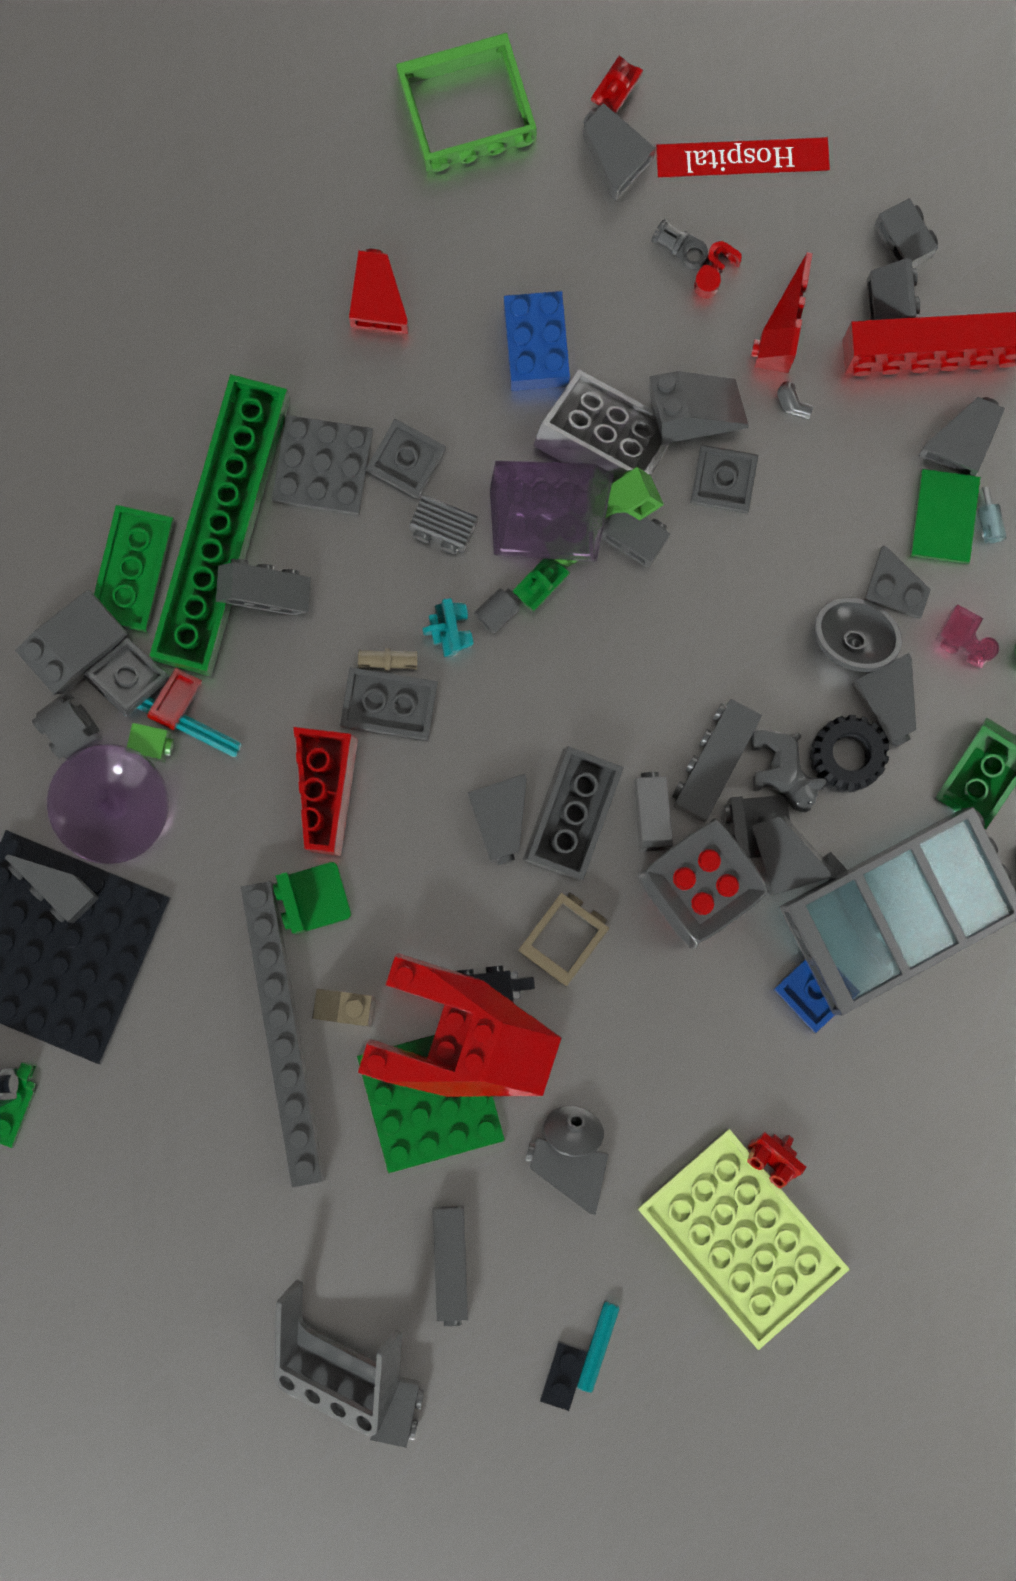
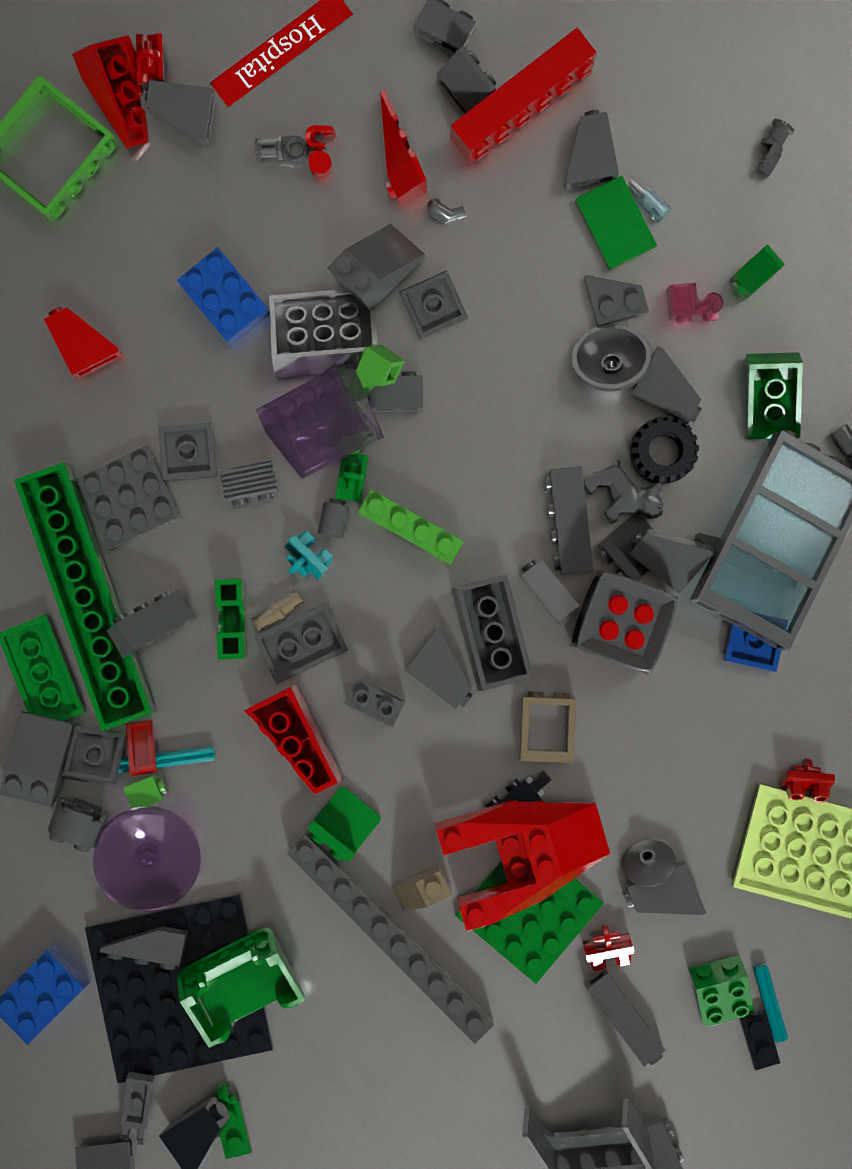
camera: 30 degrees left, 5 degrees up
(109, 977) = (237, 984): none -> green windscreen
(345, 630) = (231, 619): none -> green arch
(420, 801) = (364, 699): none -> dark grey window
(480, 1183) = (608, 946): none -> red hips
(559, 1303) = (722, 990): none -> green bracket
(564, 664) = (410, 527): none -> bright green arch
(569, 79) = (111, 78): none -> red wedge

